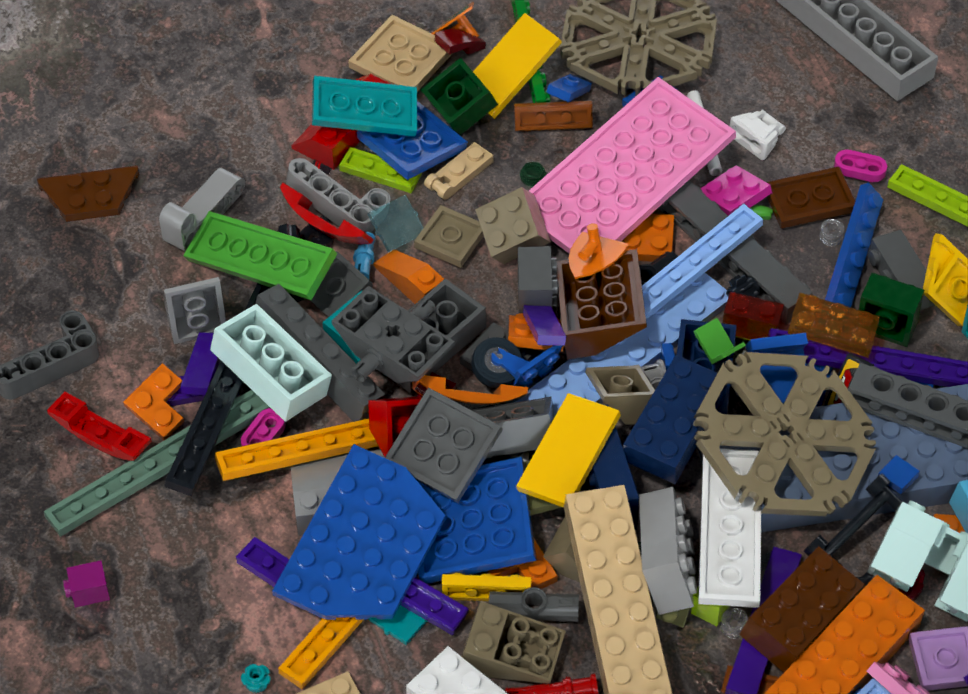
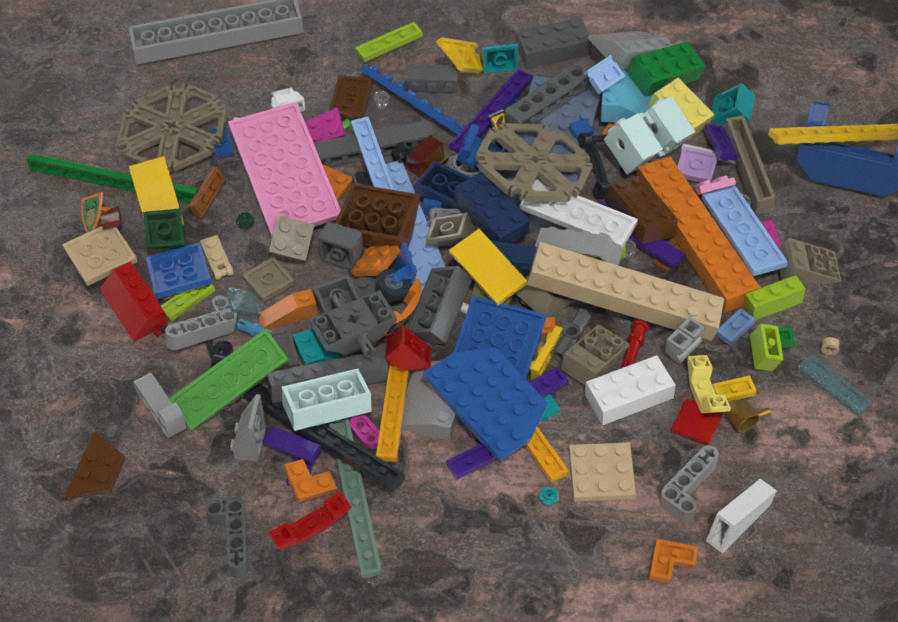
camera: 65 degrees left, 0 degrees up
(86, 584) = (432, 566): magenta brick -> none
(346, 231) = (196, 346): red slope -> none
(364, 106) = (145, 278): teal plate -> none
(444, 444) = (445, 328): dark grey plate -> none
(544, 325) = (383, 248): dark purple tile -> none
(568, 87) = (191, 175): blue plate -> none
(593, 253) = (341, 205): orange shield -> none
(715, 341) = (449, 172): bright green bracket -> none
(834, 324) = (460, 117): clear orange plate -> none
(861, 165) = (342, 66): dark pink plate -> none
(896, 305) = (460, 91): dark green brick -> none

